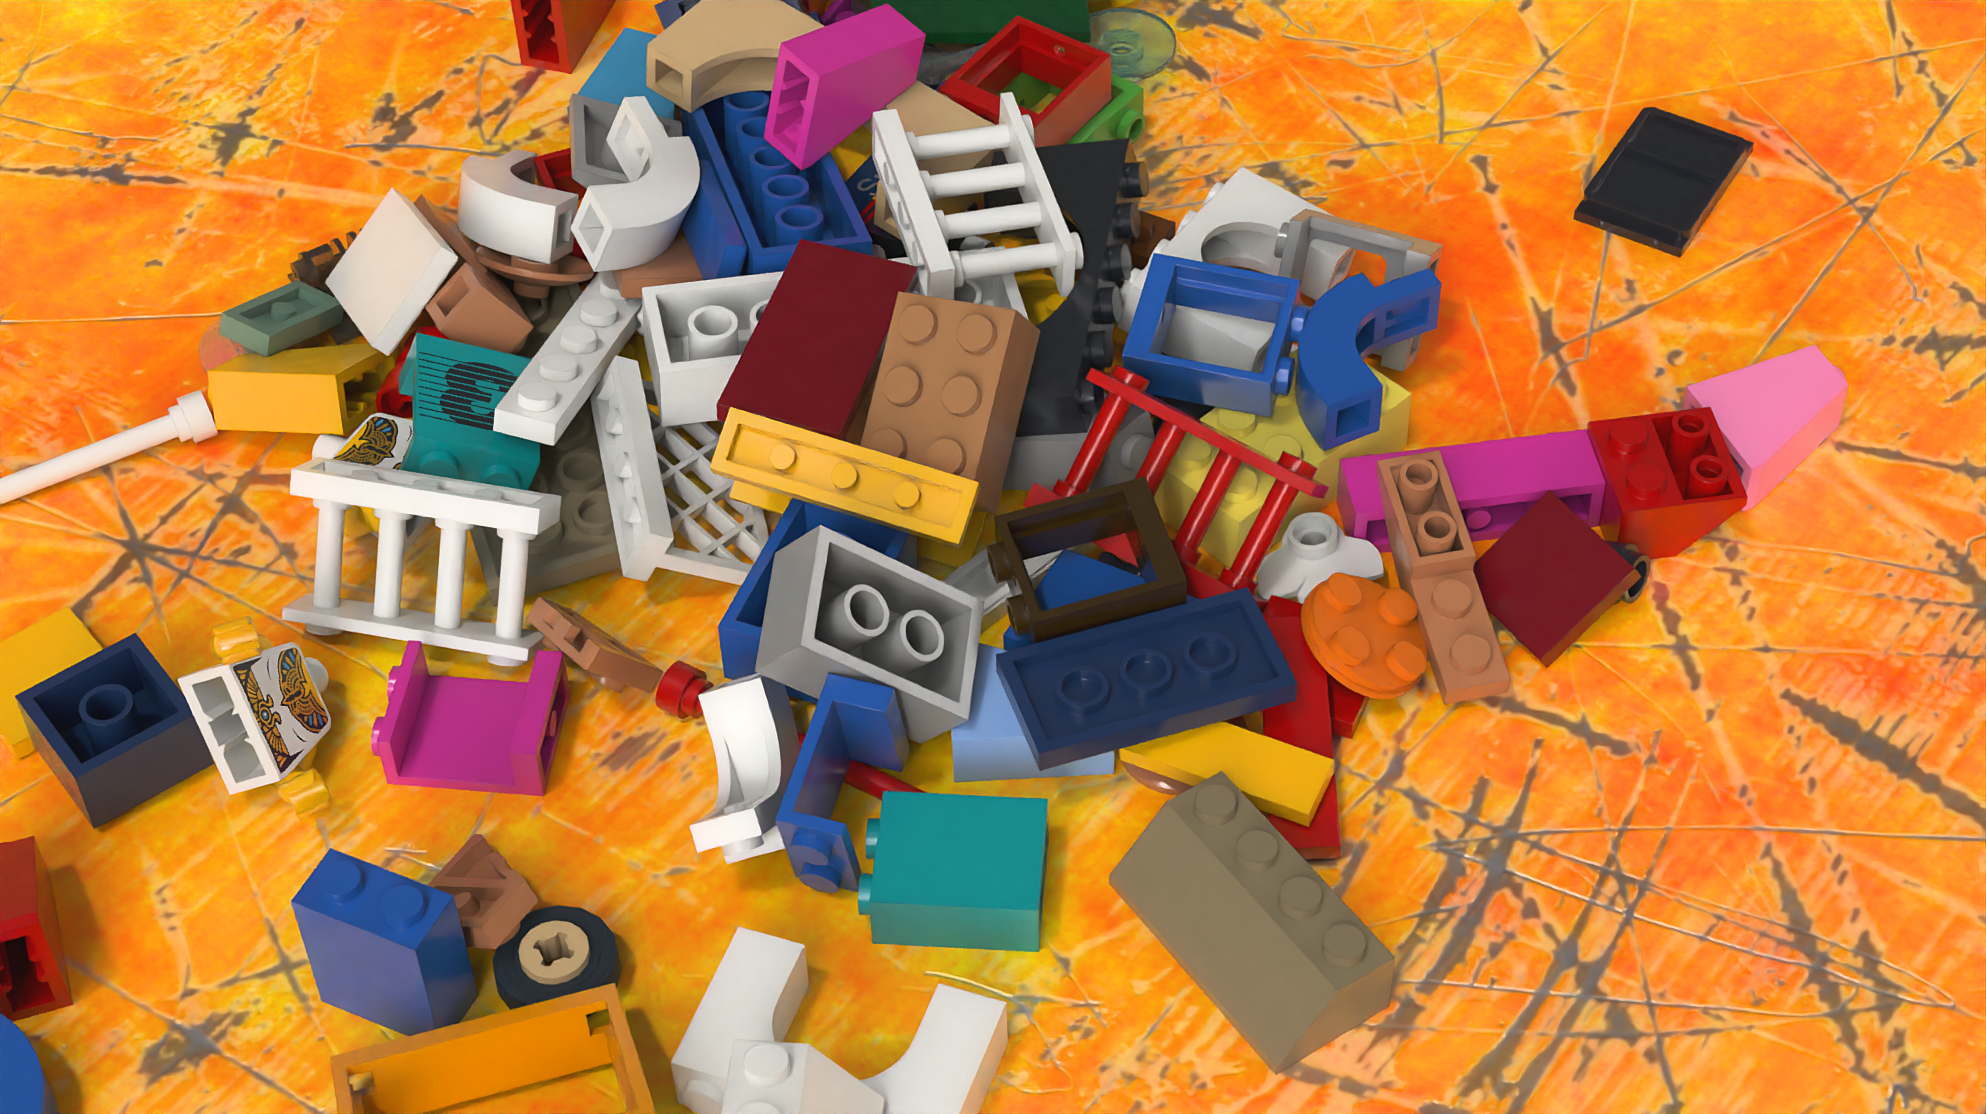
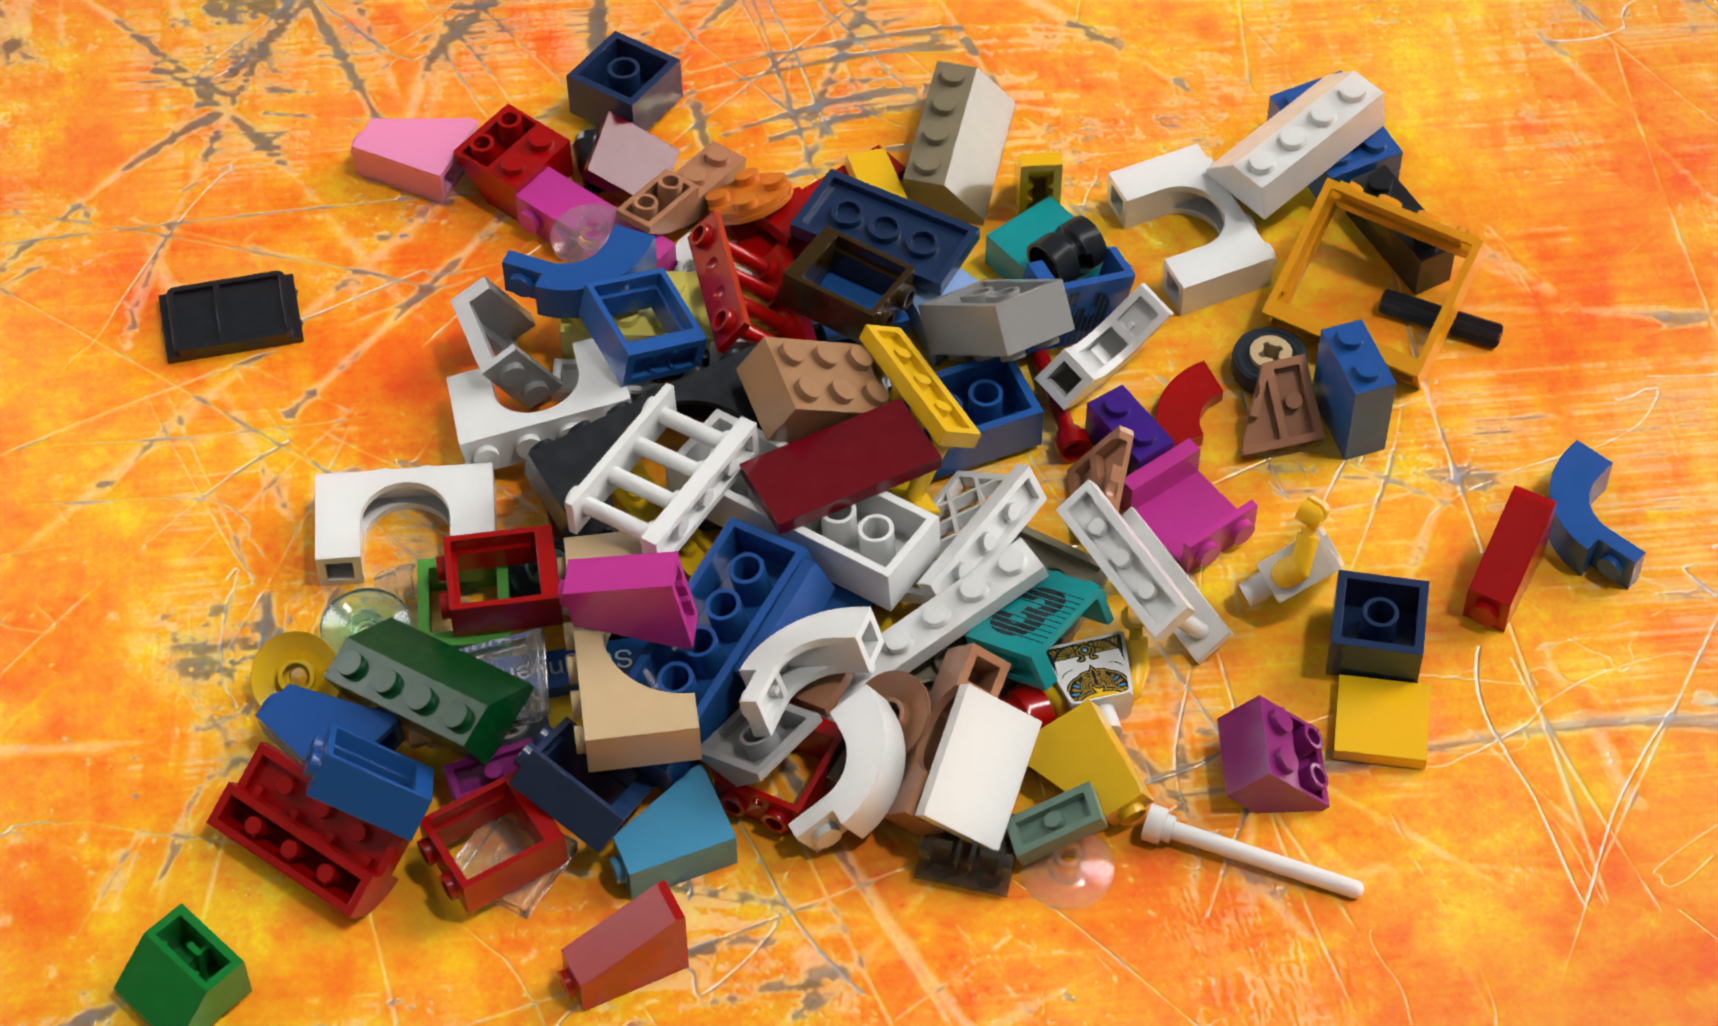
camera: 135 degrees left, 5 degrees up
(121, 543) = (1272, 759): none -> magenta slope
(610, 840) = (1186, 402): none -> red tile
(618, 729) = (1122, 409): none -> dark purple brick
(899, 803) = (1070, 251): none -> black wheel
(1080, 929) = (1036, 179): none -> yellow arch
(1160, 100) = (399, 580): none -> clear hose
(1253, 84) = (354, 501): none -> white arch
(1467, 439) = (584, 231): none -> clear dish
(1689, 645) = (626, 80): none -> dark blue brick

